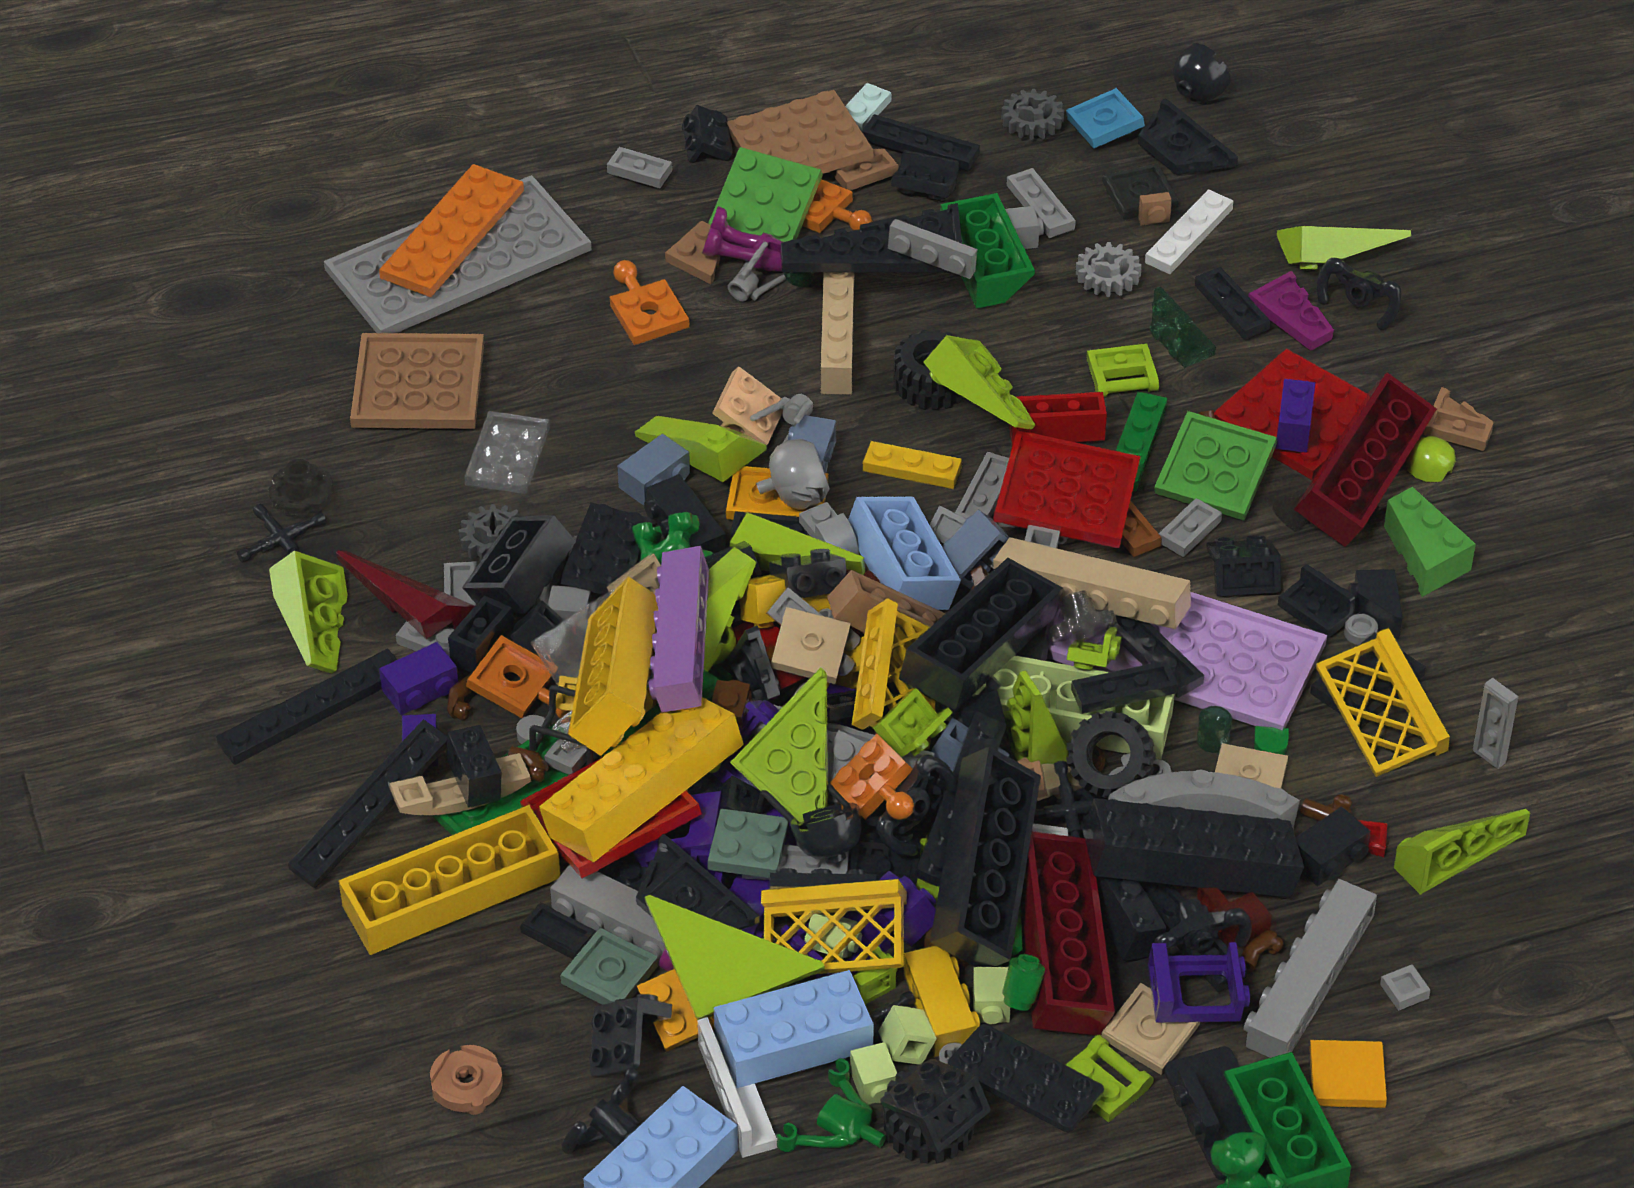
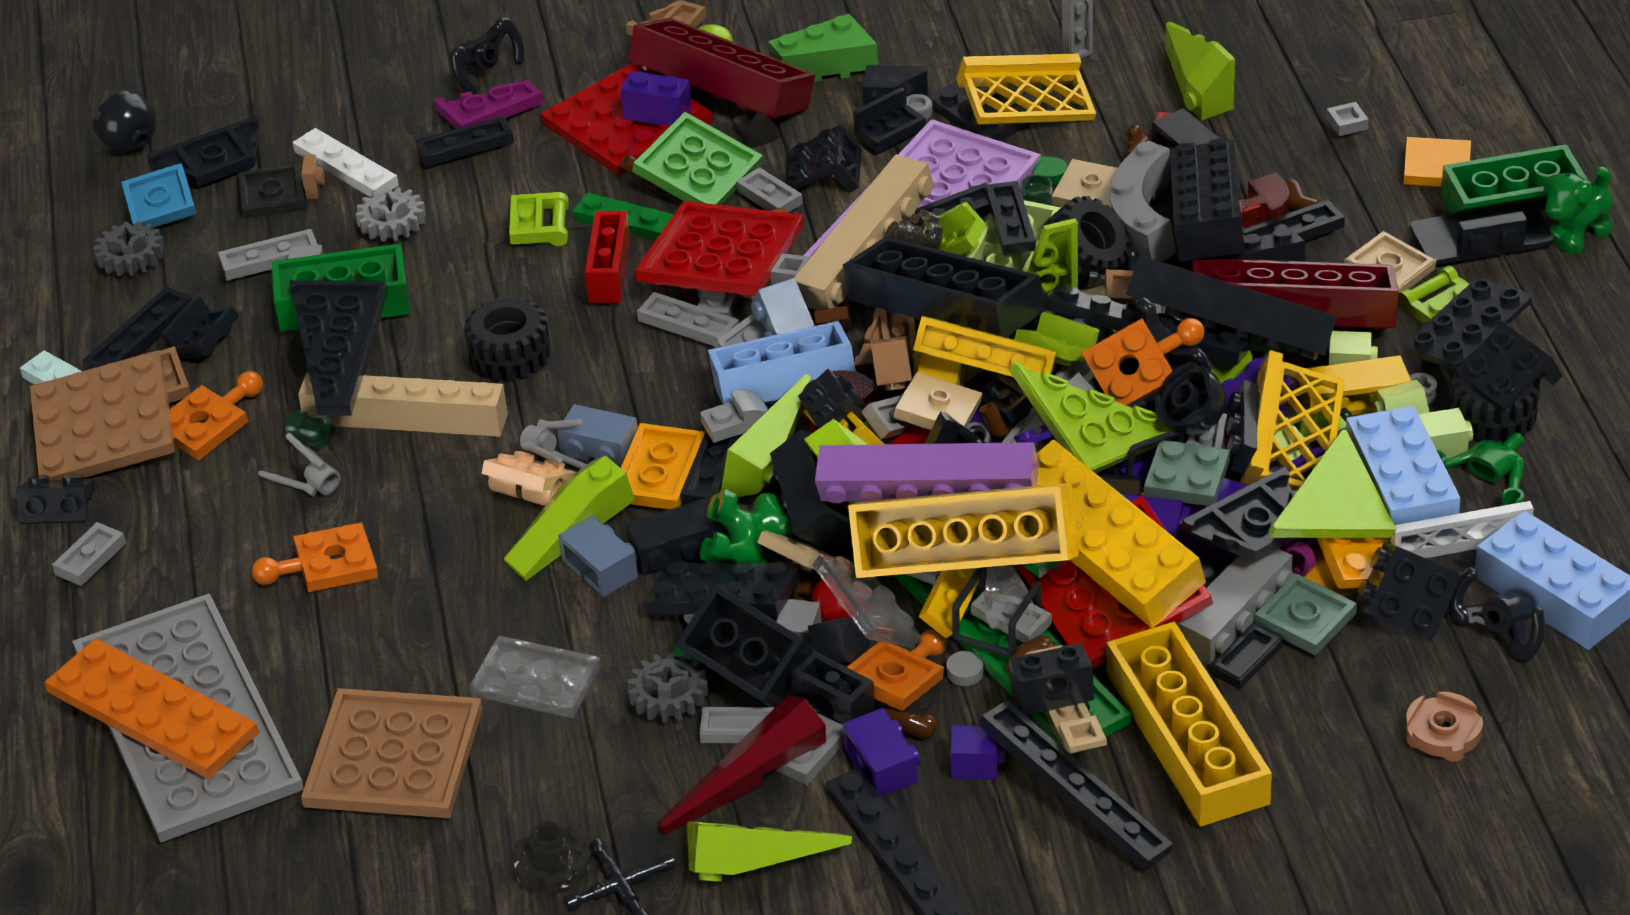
camera: 80 degrees left, 5 degrees down
(688, 254) = (247, 514): medium nougat wing -> none
(722, 235) = (261, 473): magenta piece -> none
(768, 194) = (198, 444): bright green plate -> none
(796, 475) = (660, 424): light grey piece -> none
(912, 464) = (630, 372): yellow plate -> none
(932, 248) = (372, 289): light grey plate -> none
(973, 373) = (559, 287): lime wedge -> none
(1023, 982) = (1368, 306): green brick -> none
(1166, 989) = (1356, 235): dark purple window -> none
(1178, 331) = (501, 169): clear green bracket -> none
(1200, 928) = (1296, 212): black piece -> none
(1310, 970) = (1329, 165): light grey brick -> none
(1315, 245) = (407, 72): lime wedge -> none

